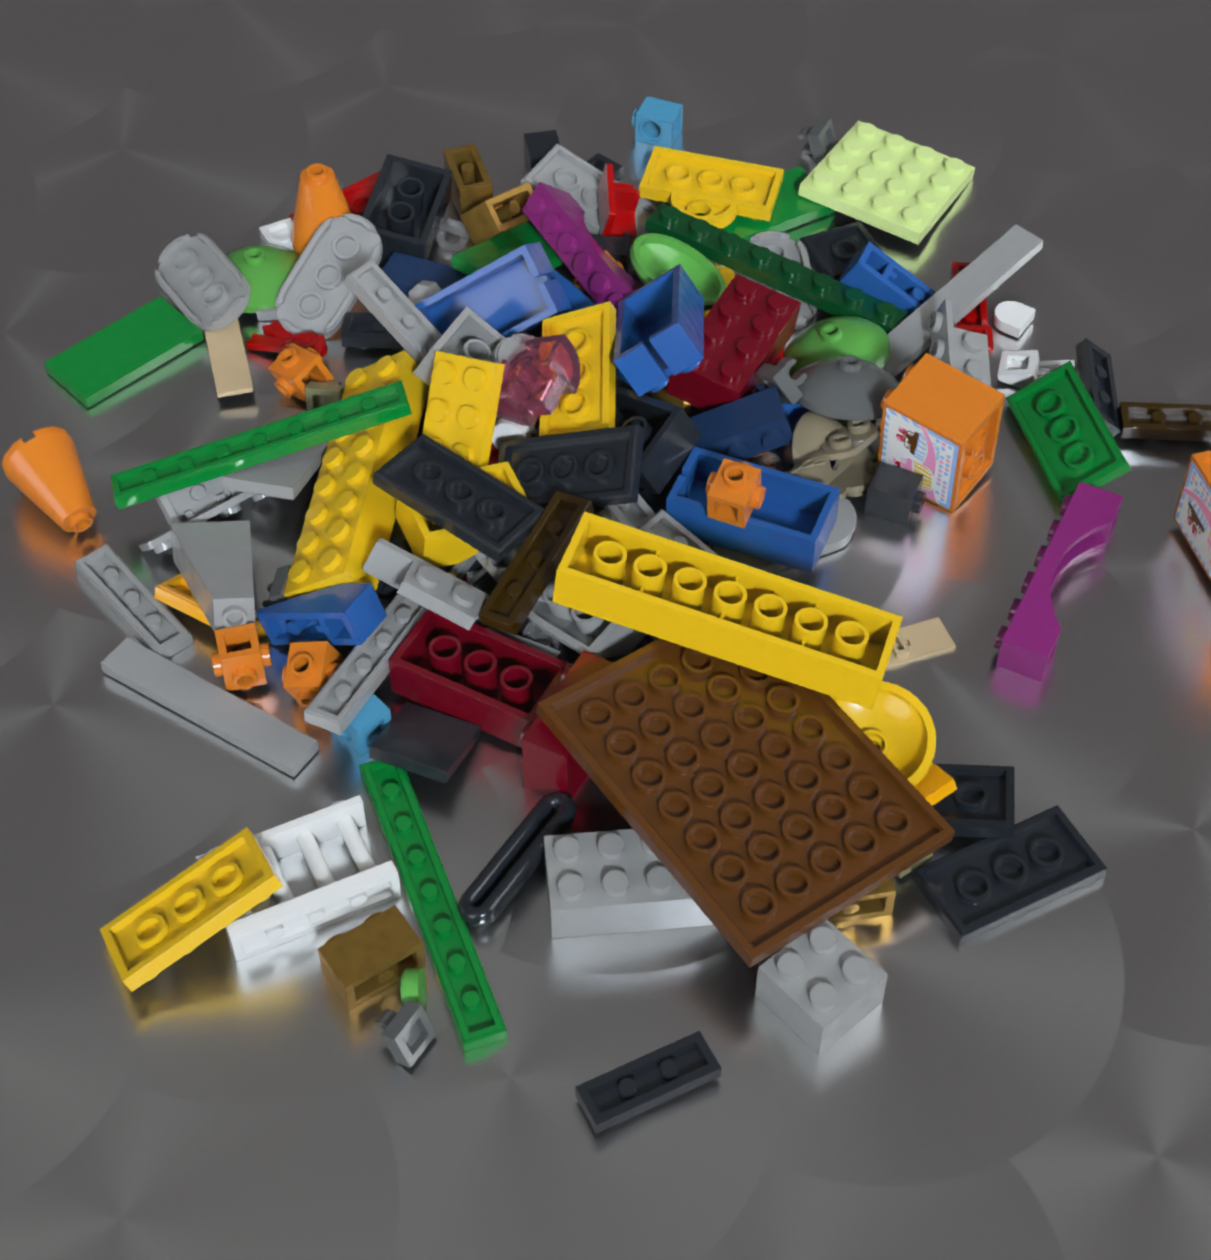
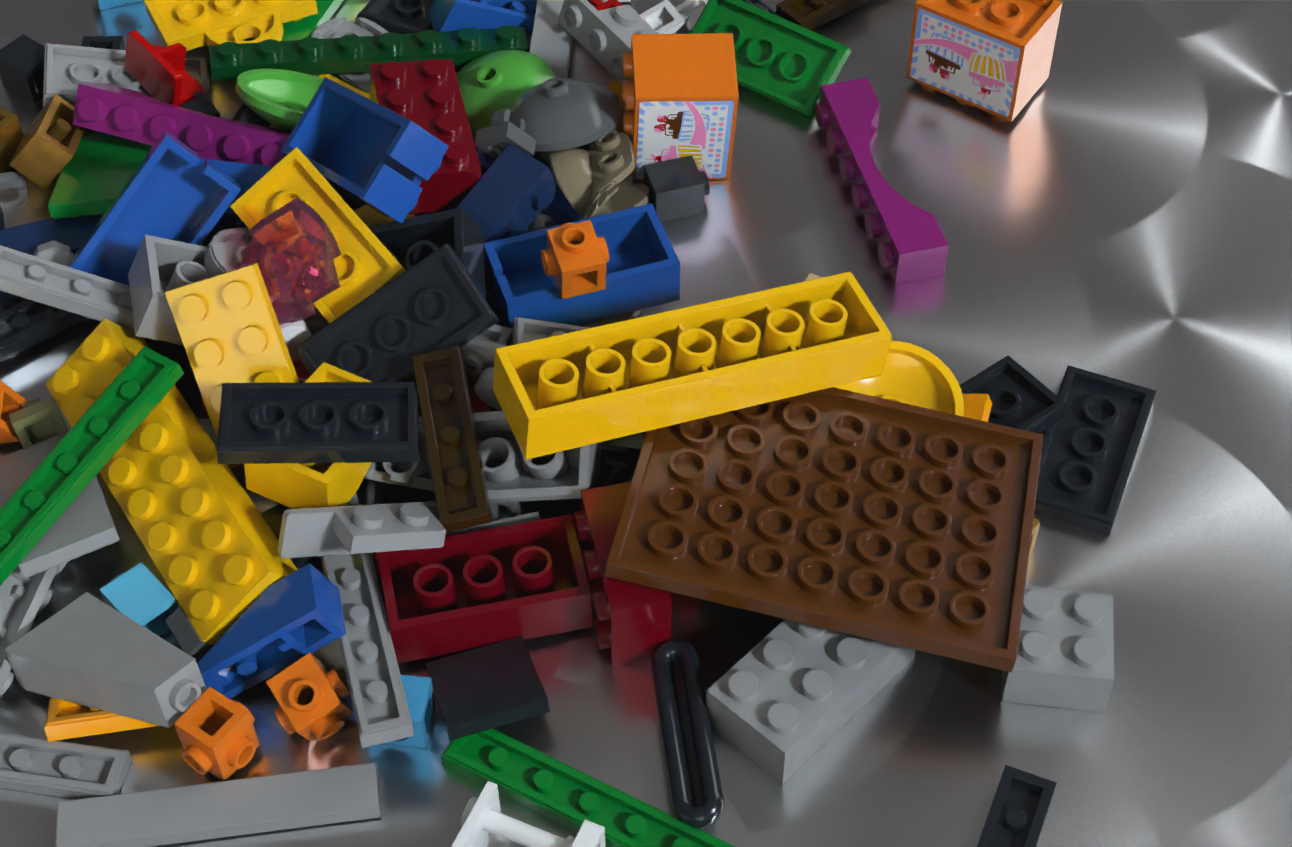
camera: 40 degrees left, 0 degrees up
(274, 548) = (141, 598): none -> medium azure brick

